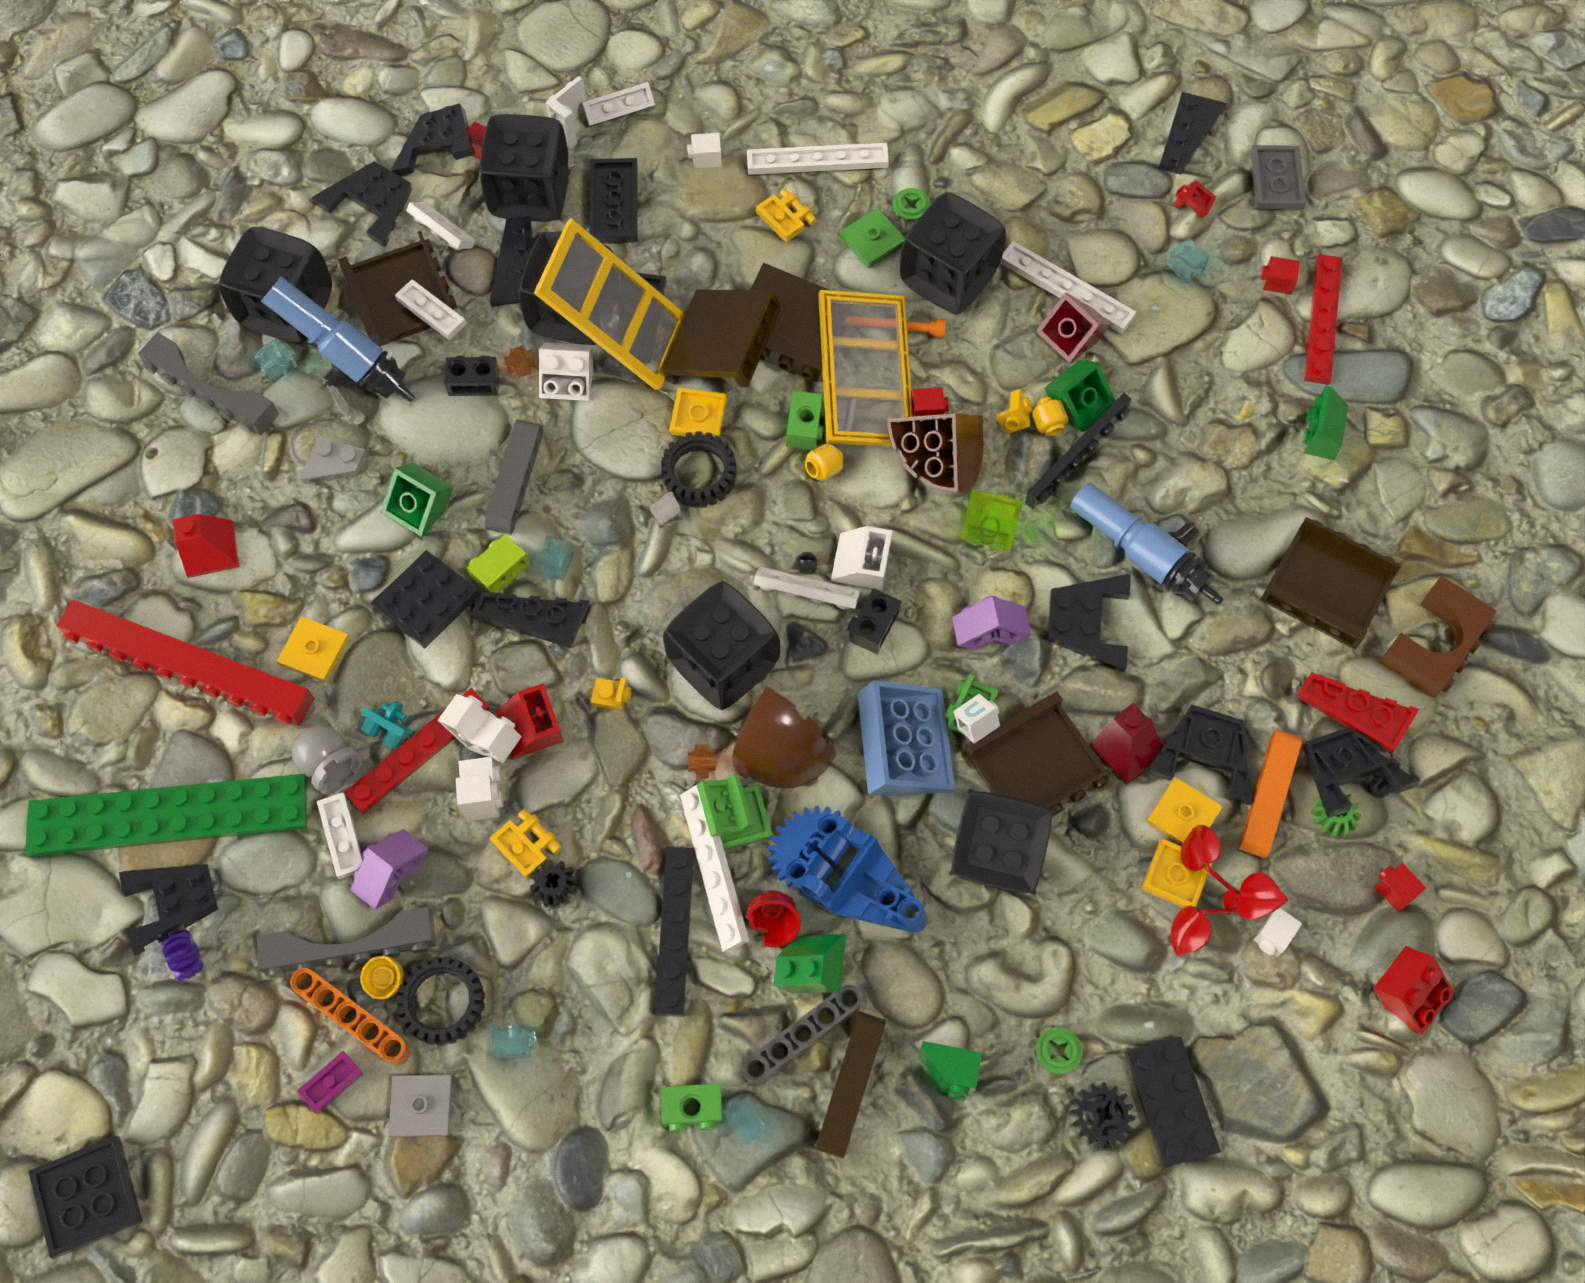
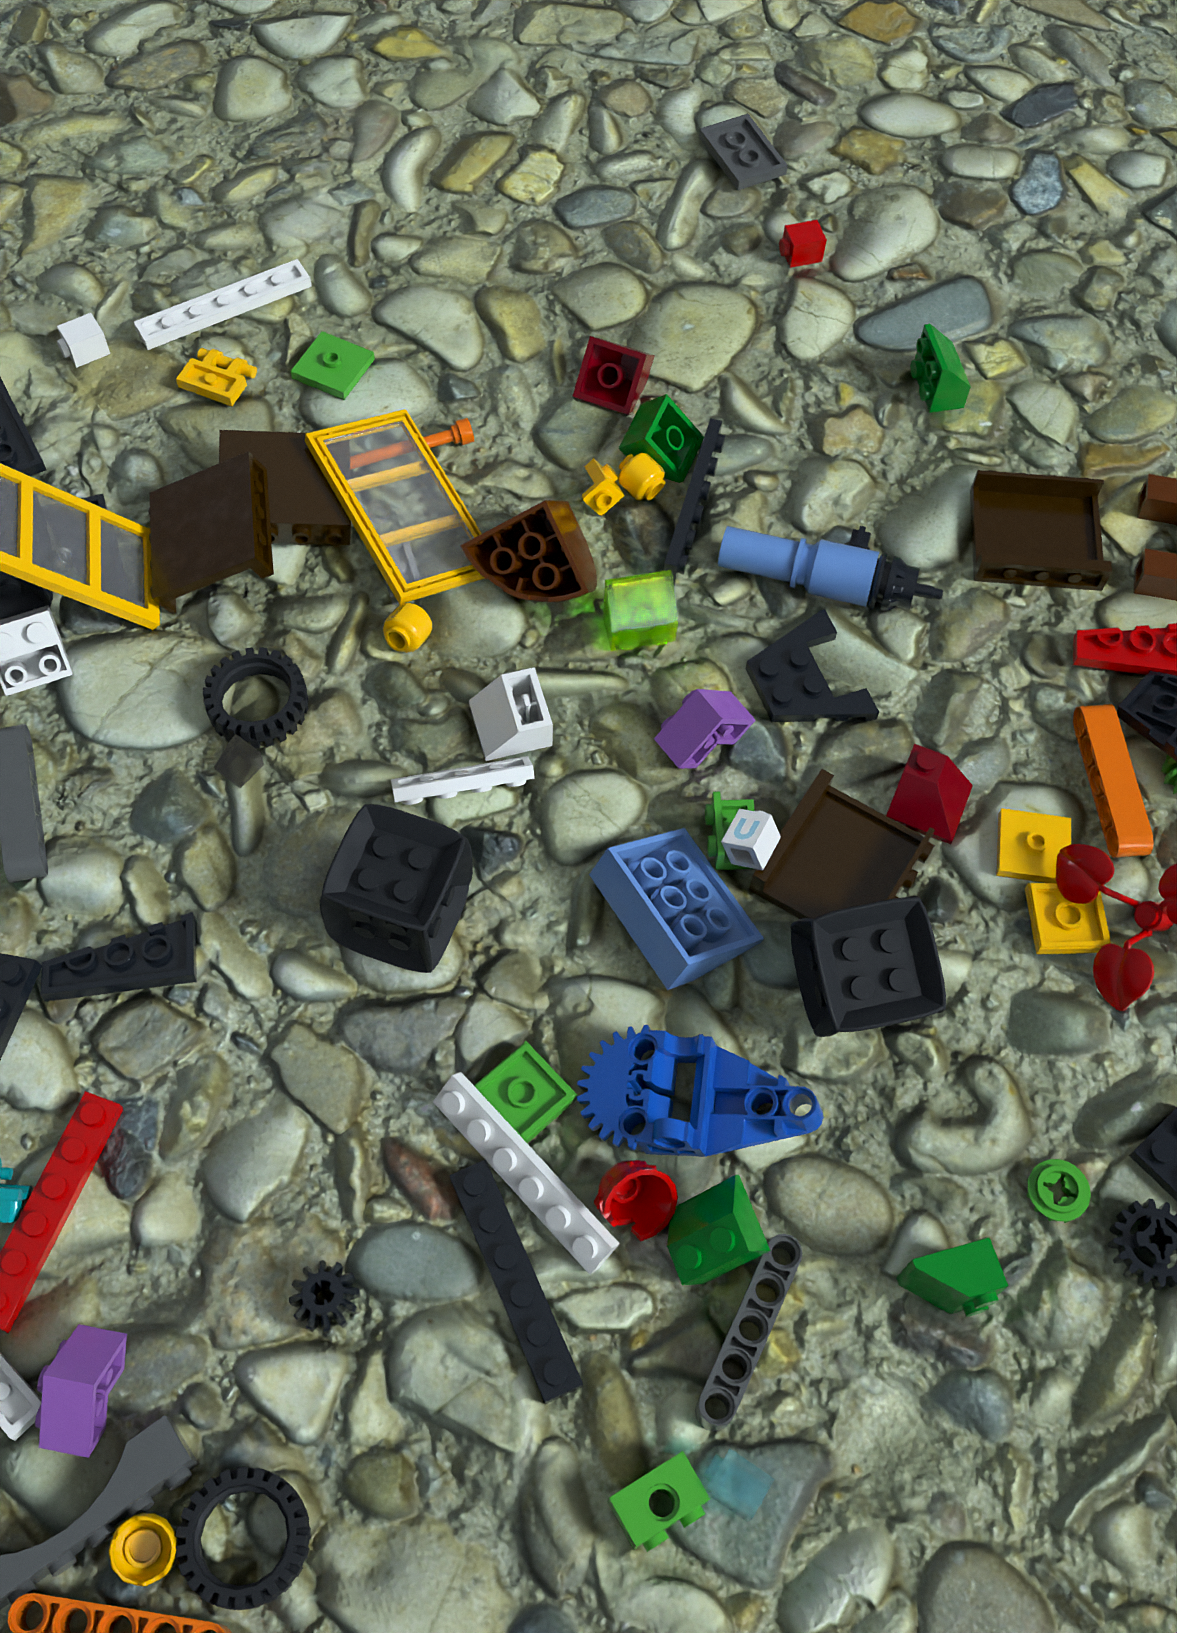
camera: 30 degrees left, 5 degrees down
(478, 789) = (159, 1220): white brick -> none
(479, 728) = (124, 1139): white brick -> none
(498, 565) = (48, 919): lime brick -> none
(512, 1043) = (374, 1544): clear light blue brick -> none
(519, 849) = (254, 1273): yellow plate -> none
(533, 720) = (188, 1099): red slope -> none
(556, 558) = (122, 878): clear light blue brick -> none
(611, 694) = (278, 1015): yellow bracket -> none
(697, 412) = (219, 632): yellow plate -> none
(701, 761) = (440, 1045): clear orange gear -> none
(724, 806) = (503, 1085): bright green bracket -> none
(780, 745) = (533, 977): reddish brown brick -> none
(800, 433) = (359, 590): bright green brick -> none
(806, 566) = (448, 752): black hinge -> none
(851, 1085) = (843, 1366): dark brown beam -> none
(877, 621) = (567, 783): black brick -> none
(910, 196) = (356, 307): bright green gear -> none
(929, 401) = (494, 510): red brick -> none
(952, 252) = (439, 340): black piece -> none
(1059, 282) = (575, 334): white plate -> none
(1187, 260) = (698, 261): clear light blue brick -> none
(1189, 129) = (622, 137): black wing -> none
(1195, 197) = (670, 198): red bracket -> none
(1212, 741) = (1015, 751): black wing -> none
(1323, 319) = (870, 273): red plate -> none

